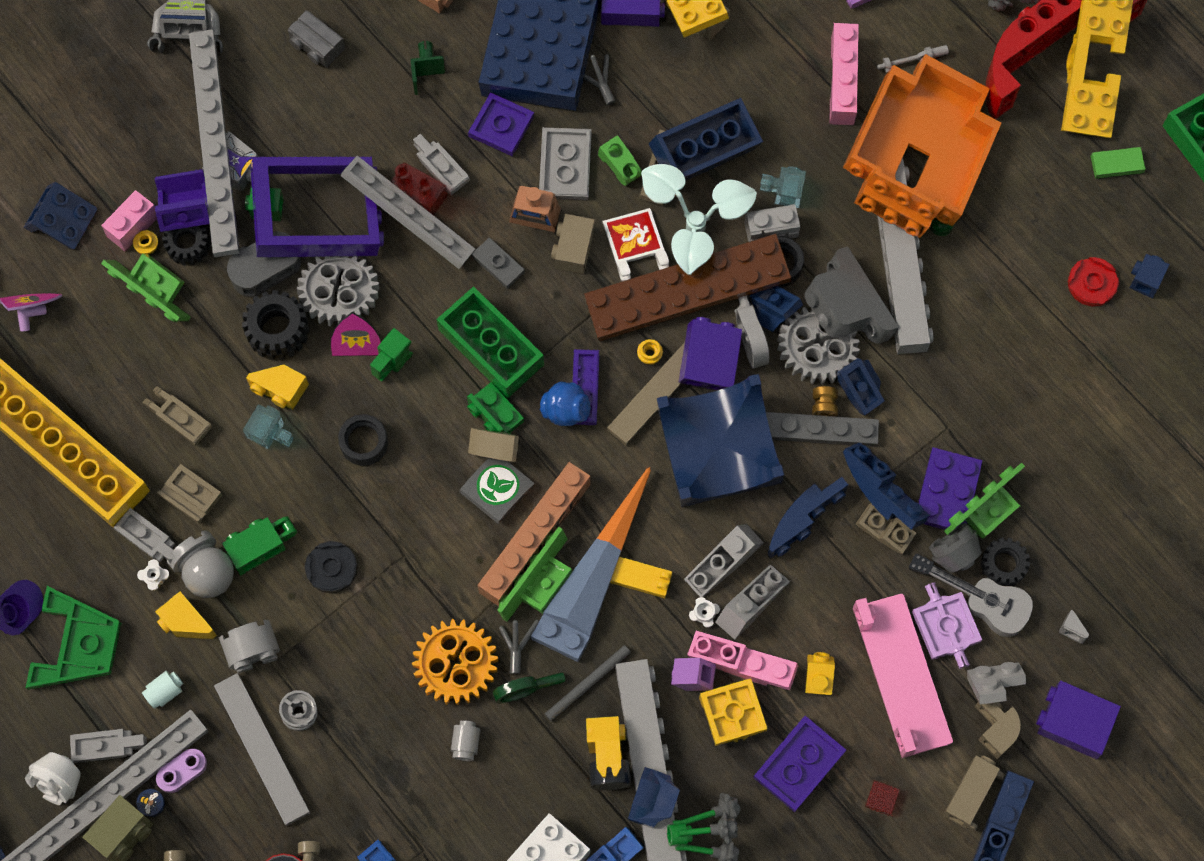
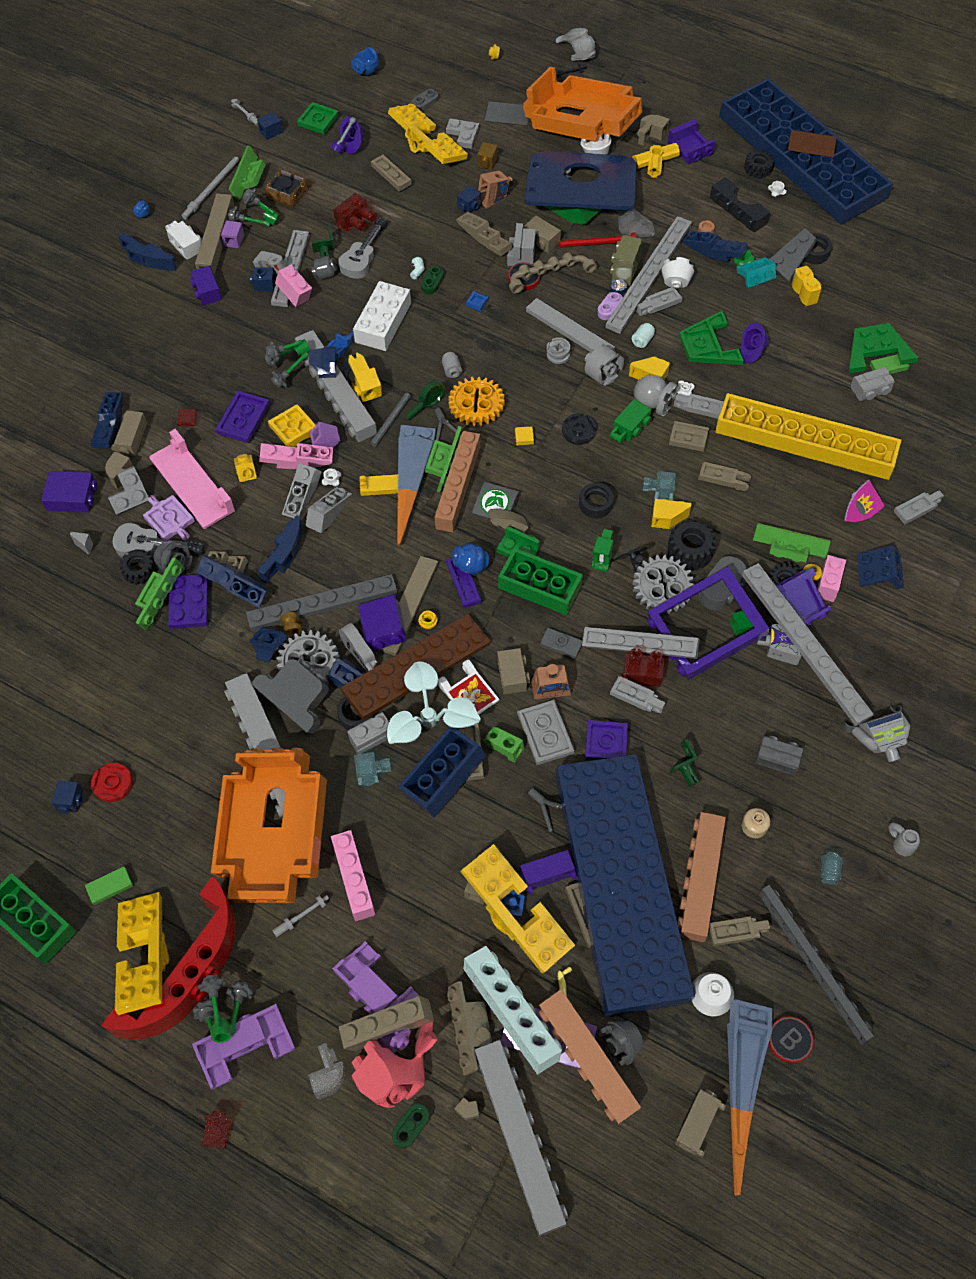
camera: 160 degrees right, 10 degrees down
(412, 583) = (524, 435): none -> yellow tile
(720, 442) = (355, 565): dark blue piece -> none

